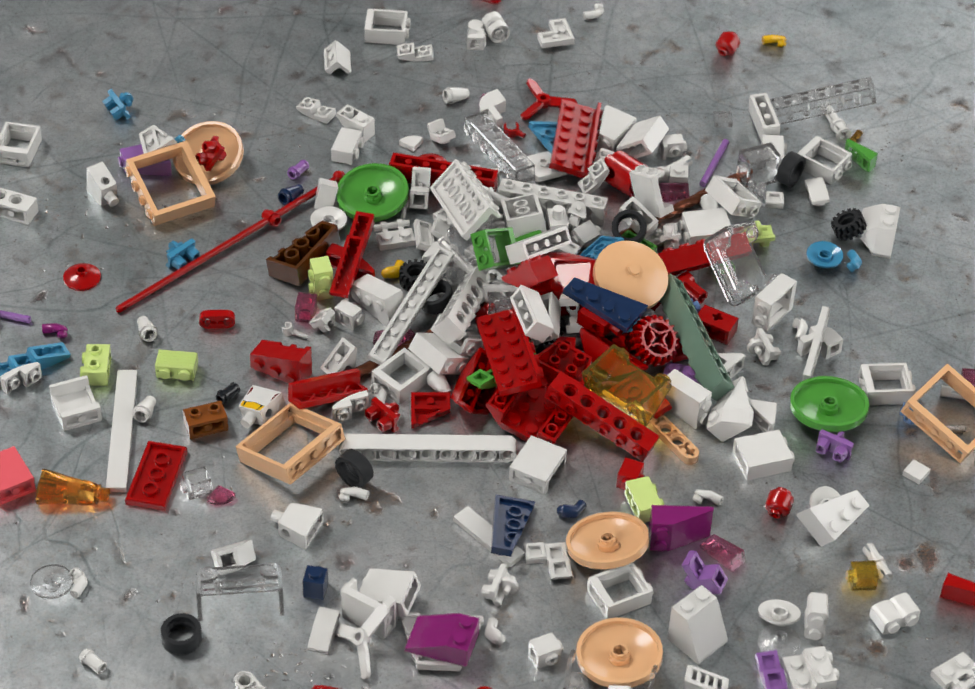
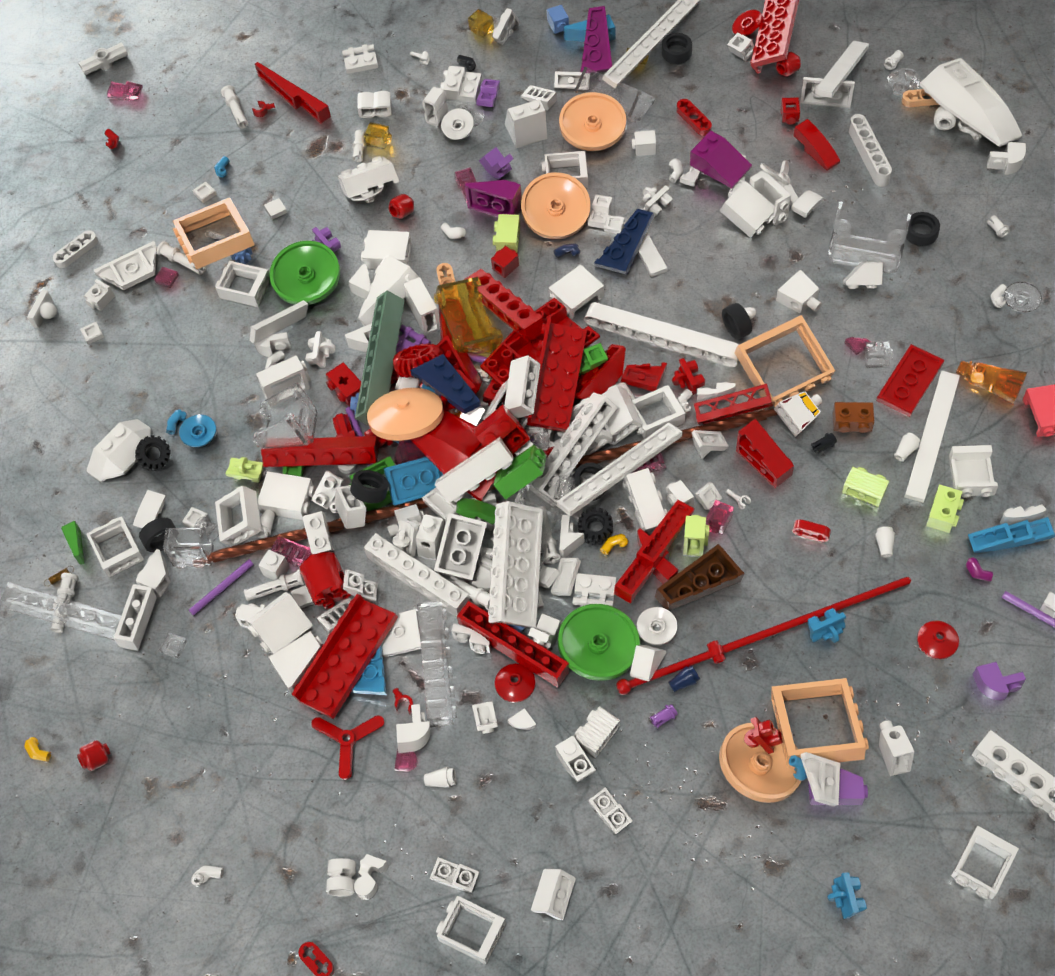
camera: 150 degrees left, 15 degrees up
(27, 250) = (993, 684): none -> medium lavender brick
(315, 582) = (802, 237): dark blue brick -> none
(558, 36) = (271, 839): white plate -> none

